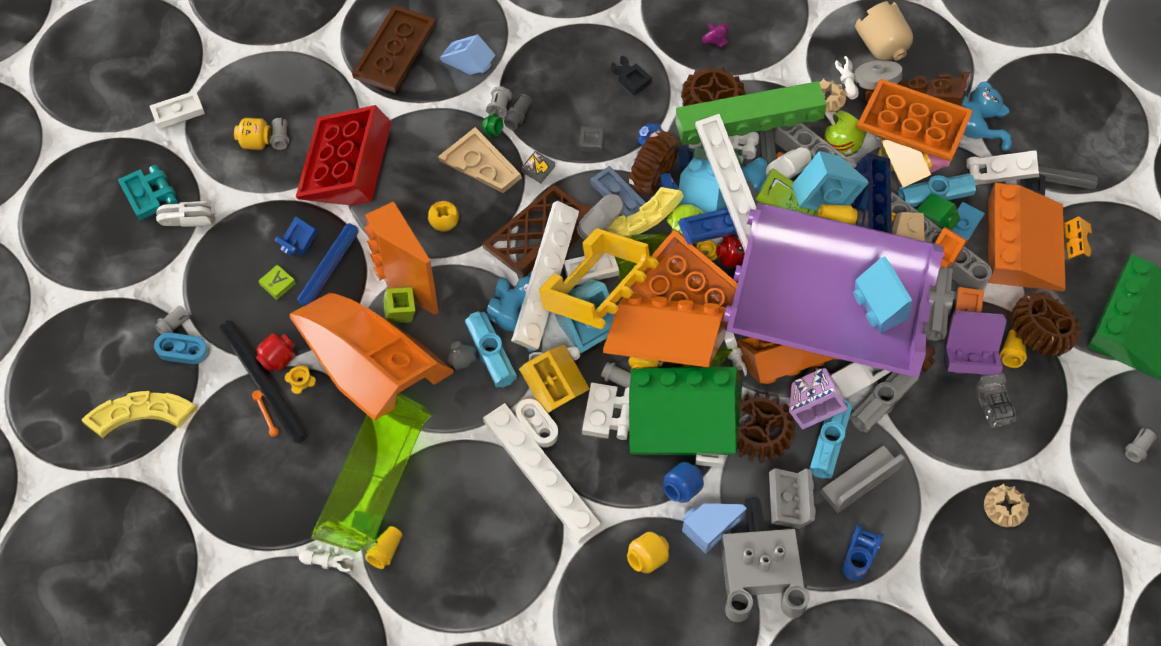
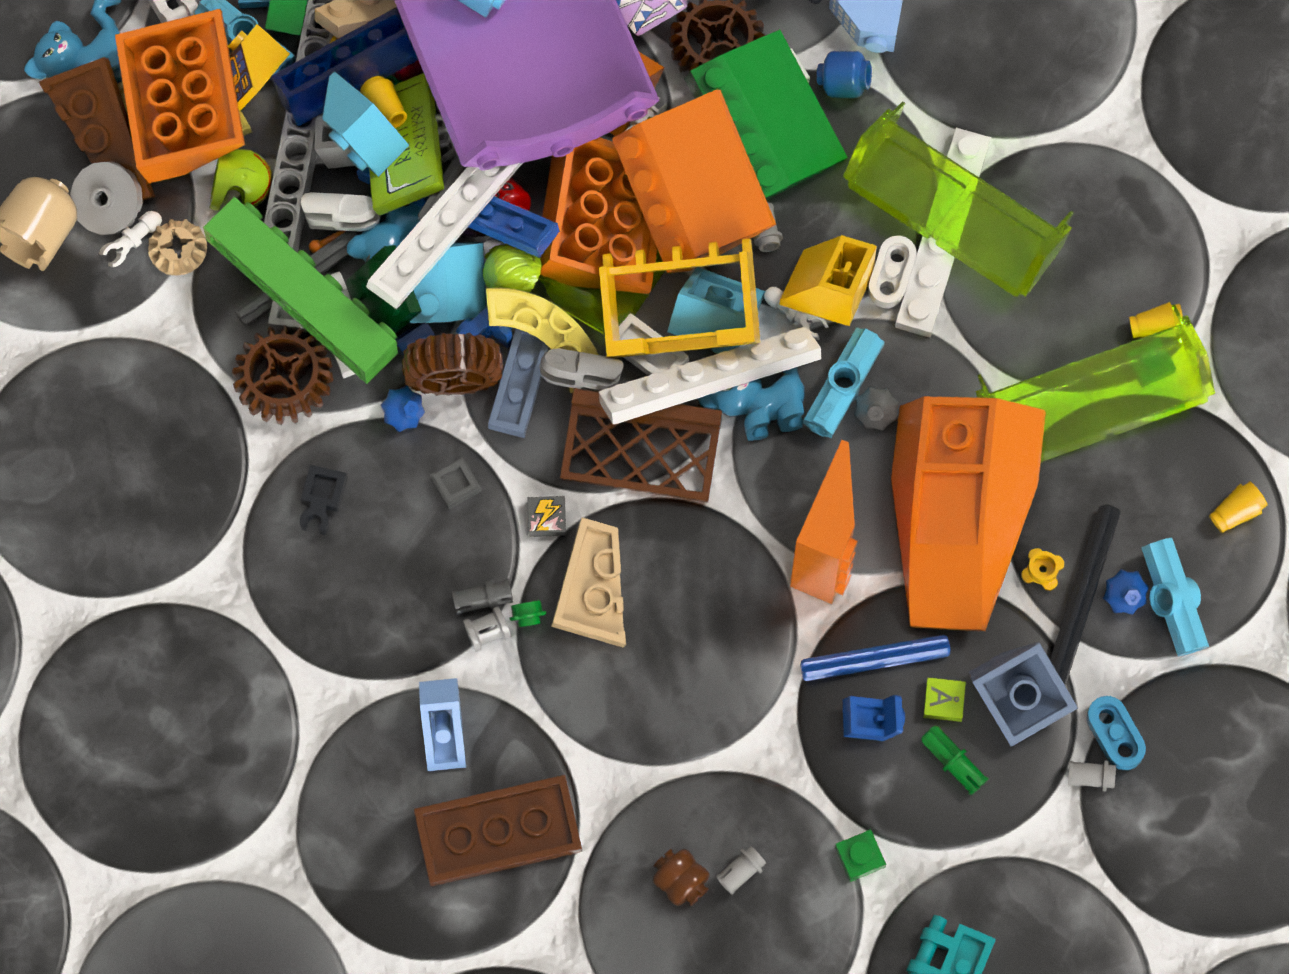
camera: 125 degrees left, 10 degrees up
(136, 407) = (1216, 725): light yellow tile -> none
(185, 214) = (945, 883): white arm -> none
(220, 429) = (1175, 597): none -> medium azure piece
(237, 191) = (860, 855): none -> green plate
(239, 507) = (1239, 506): none -> yellow cone
(241, 262) = (954, 759): none -> green axle
(242, 305) = (1022, 691): none -> sand blue slope
(246, 408) = (1126, 592): none -> blue piece
(253, 133) = (769, 898): yellow head -> none
(257, 396) = (1124, 549): orange hinge -> none
(275, 352) = (1036, 616): red head -> none
(299, 103) = (681, 877): none -> reddish brown piece
(326, 560) = (1229, 391): white piece -> none
(345, 157) = (716, 757): red slope -> none
(399, 305) = (875, 517): lime brick -> none
(443, 223) = (720, 563): yellow piece -> none
(547, 478) = (953, 206): none -> clear neon green piece
(600, 409) = (819, 221): white plate -> none
(648, 552) = (951, 58): yellow head -> none
(716, 35) = (175, 436): magenta piece -> none

